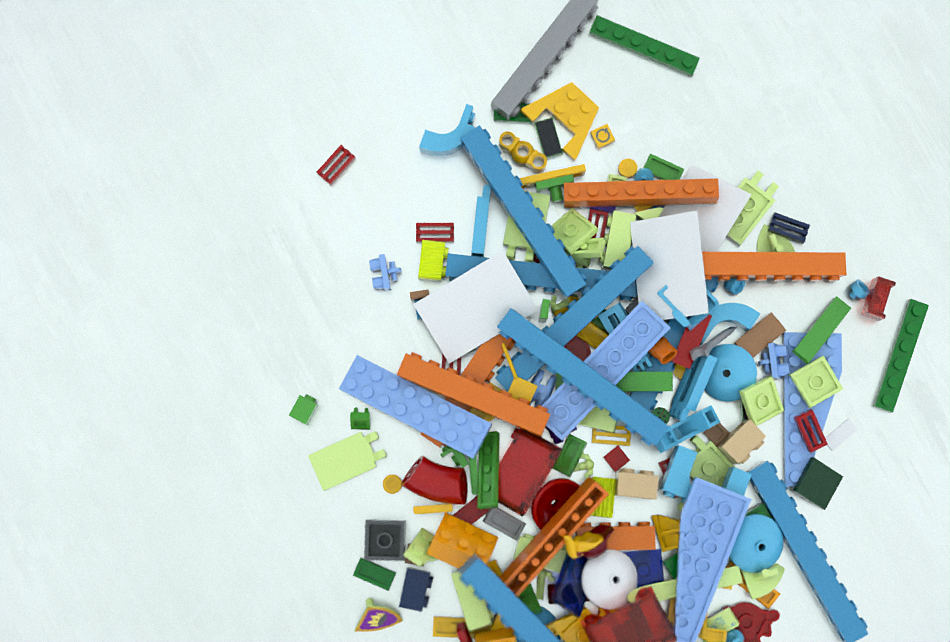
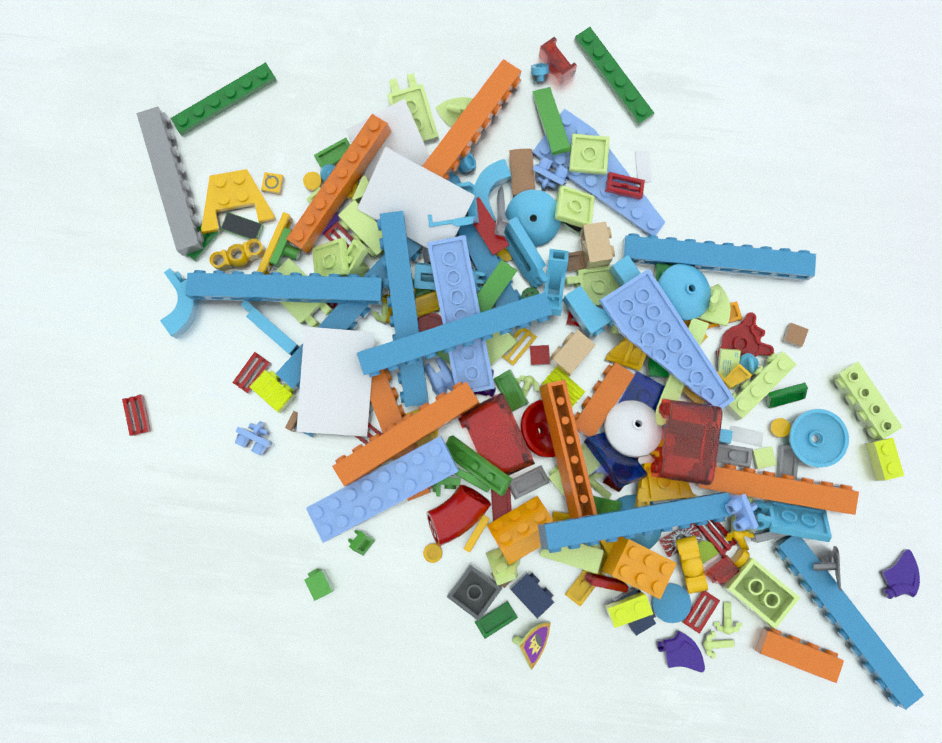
camera: 50 degrees left, 0 degrees up
(345, 459) = (385, 578): yellowish green tile -> none
(519, 386) = (426, 392): yellow piece -> none
(544, 310) = (379, 328): bright green tile -> none
(590, 544) = (595, 424): hair -> none
(663, 351) = (480, 255): orange piece -> none
(804, 226) = (448, 84): dark blue tile -> none
(818, 483) = (670, 209): dark green tile -> none

